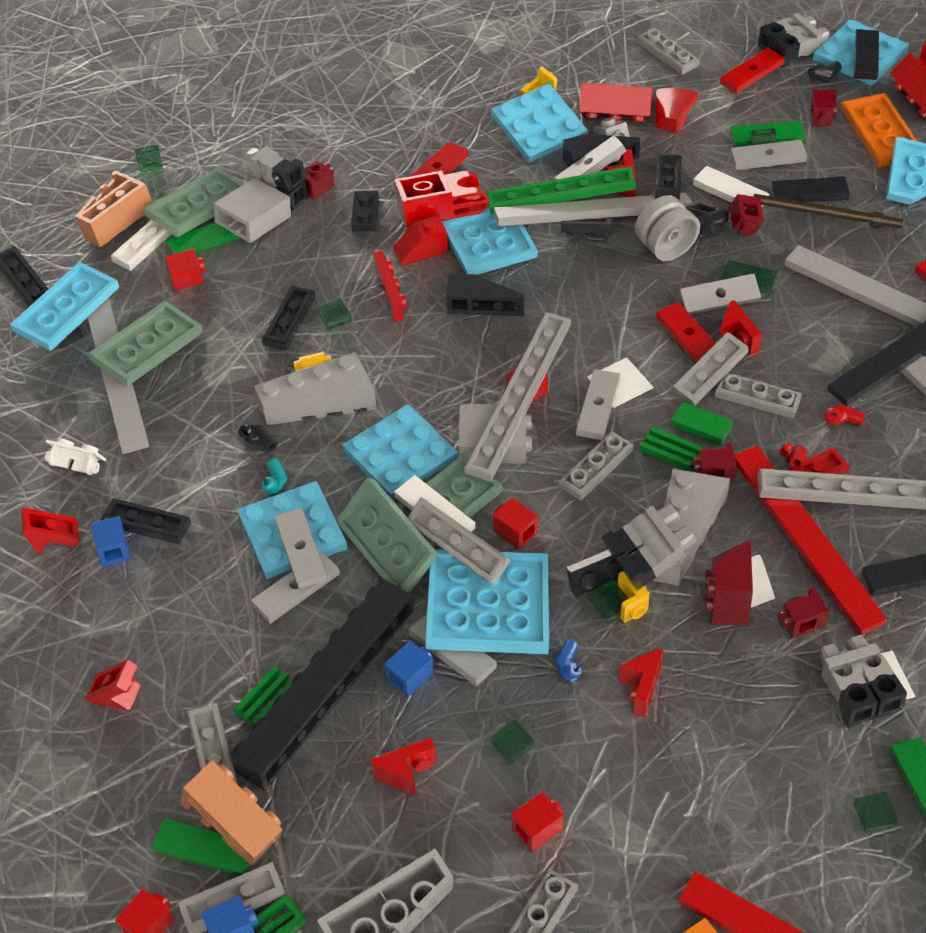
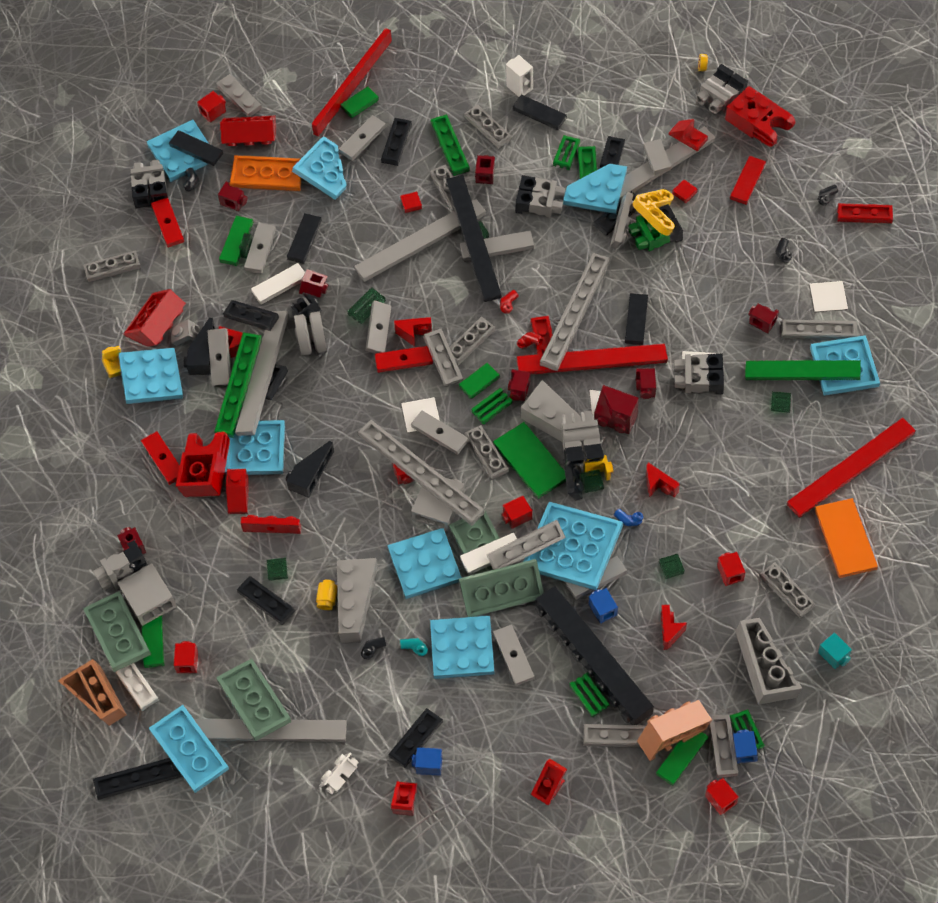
camera: 70 degrees left, 10 degrees up
(148, 158) = (44, 657): clear green tile -> none
(300, 548) = (479, 640): light grey tile -> none
(365, 211) = (180, 520): black plate -> none
(608, 507) = (530, 460): none -> green tile
(672, 107) = (180, 283): red slope -> none
(875, 219) = (351, 213): dark brown bar -> none

